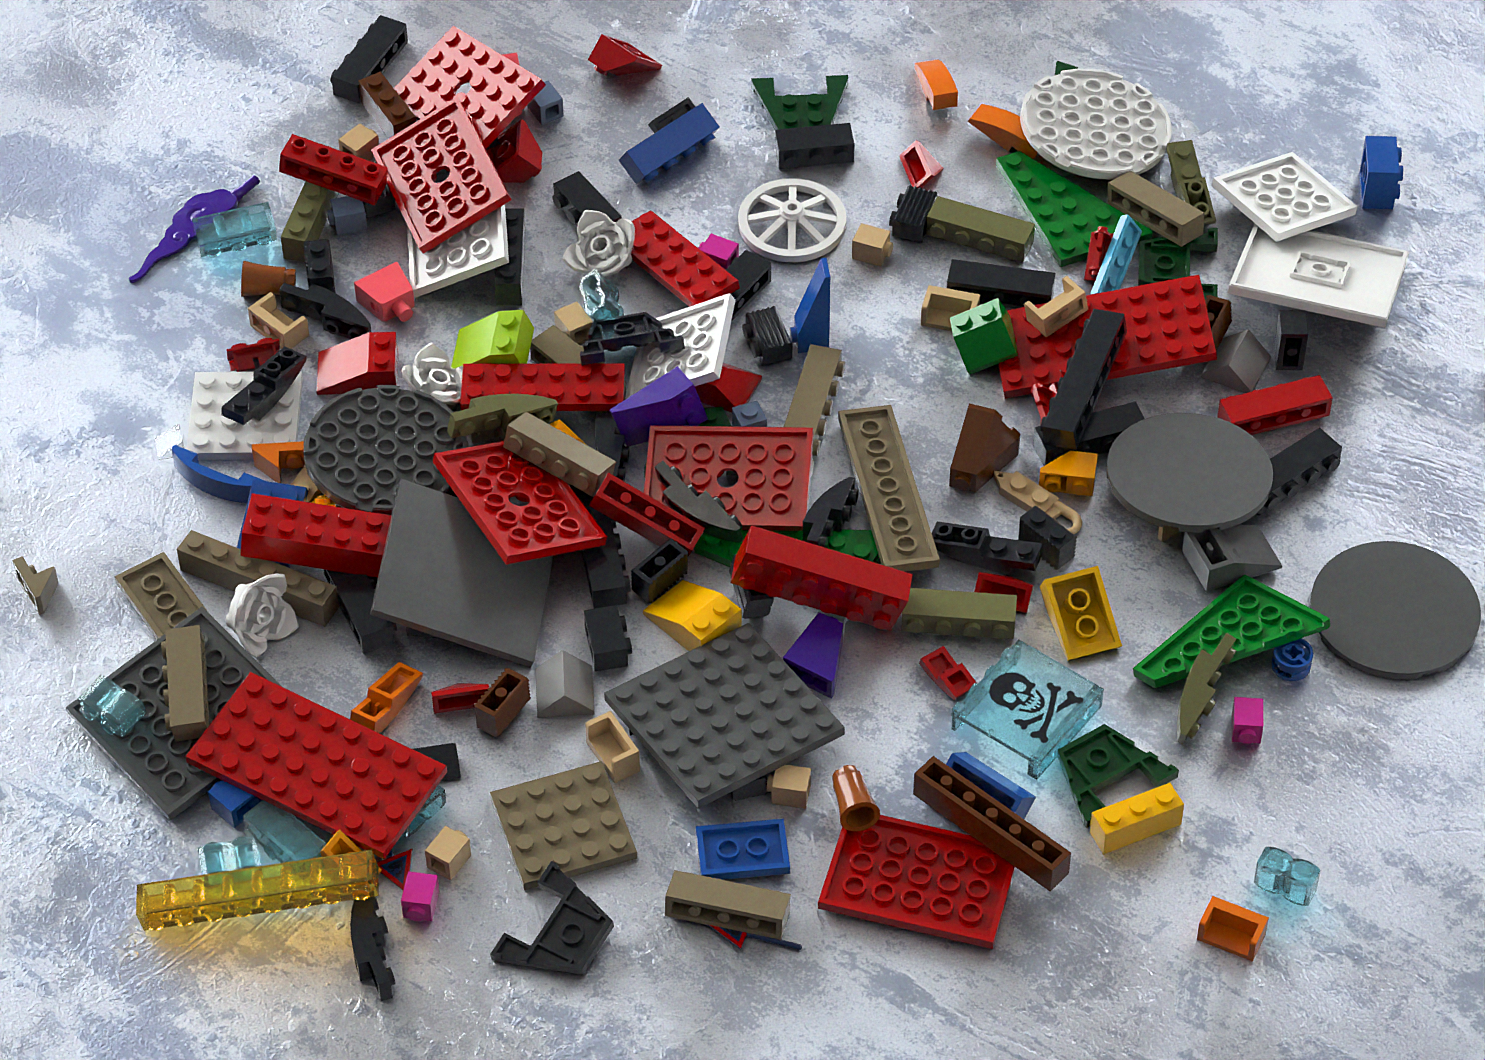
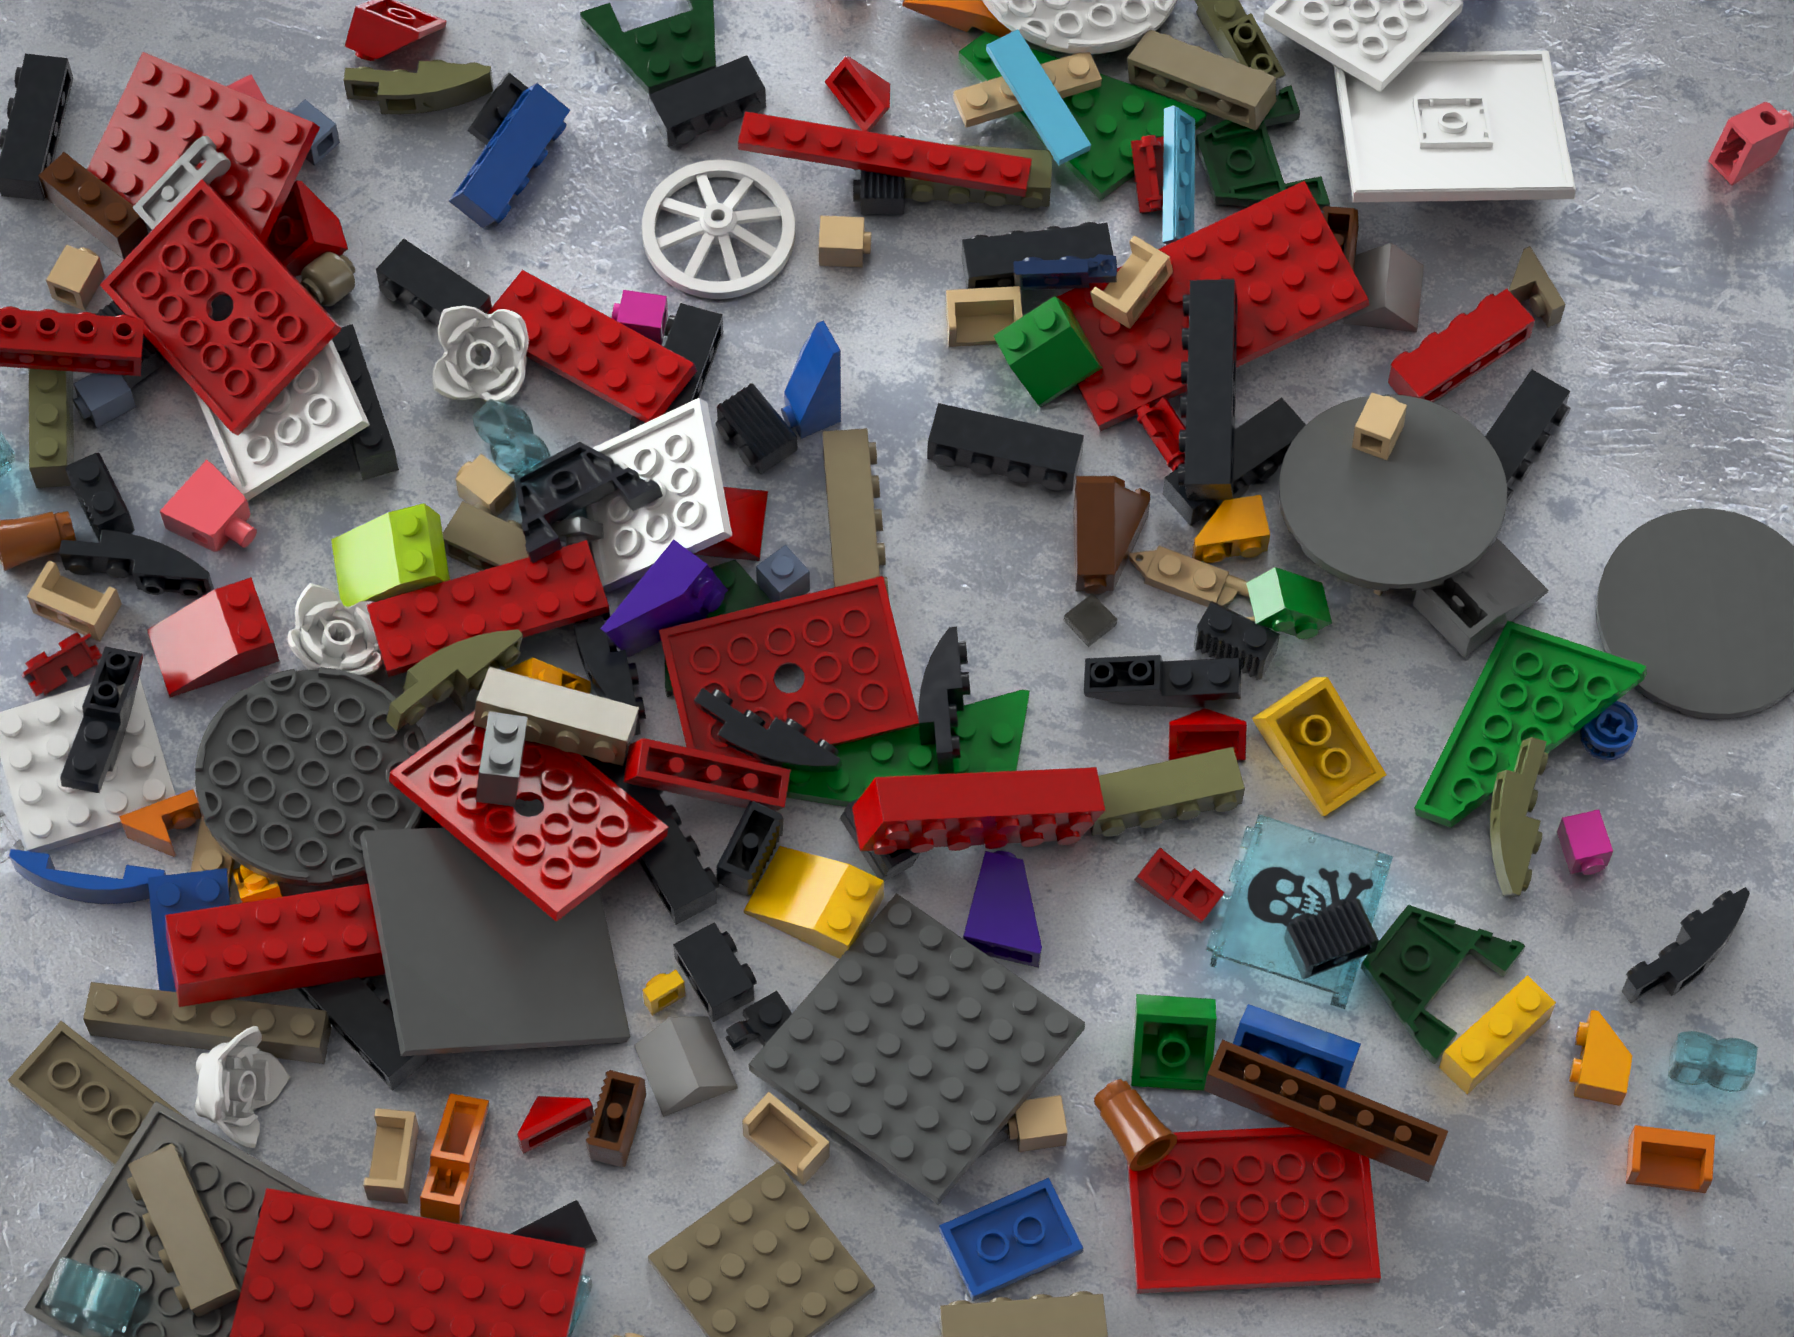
camera: 20 degrees left, 15 degrees up
(347, 686) = (392, 1156): none -> tan panel
(463, 87) = (181, 179): none -> light grey plate
(510, 463) = (501, 759): none -> brick
(522, 184) = (328, 278): none -> dark tan head
(567, 639) = (663, 991): none -> yellow plate
(623, 673) = (761, 1021): none -> black plate
(631, 363) = (578, 530): none -> dark grey plate
(632, 97) = (431, 89): none -> olive slope
(888, 488) = (1004, 627): dark tan plate -> none
(898, 758) = (1173, 1041): none -> green slope
(919, 197) = (885, 154): none -> red plate
(930, 385) = (1005, 447): none -> black brick
(951, 503) = (1090, 620): none -> clear smoke tile
(1011, 291) = (1064, 273): none -> dark blue hinge
(1033, 186) = (995, 99): none -> tan plate
(1036, 188) = (1038, 97): none -> medium azure tile
(1037, 720) = (1330, 937): none -> black brick
(1091, 520) = (1289, 603): none -> green brick
(1193, 427) = (1379, 426): none -> tan brick
(1205, 858) = (1603, 1062): none -> light orange slope
(1290, 340) = (1449, 241): black brick -> none
(1309, 803) = (1695, 948): none -> black slope
(1342, 383) = (1534, 284): none -> dark tan slope

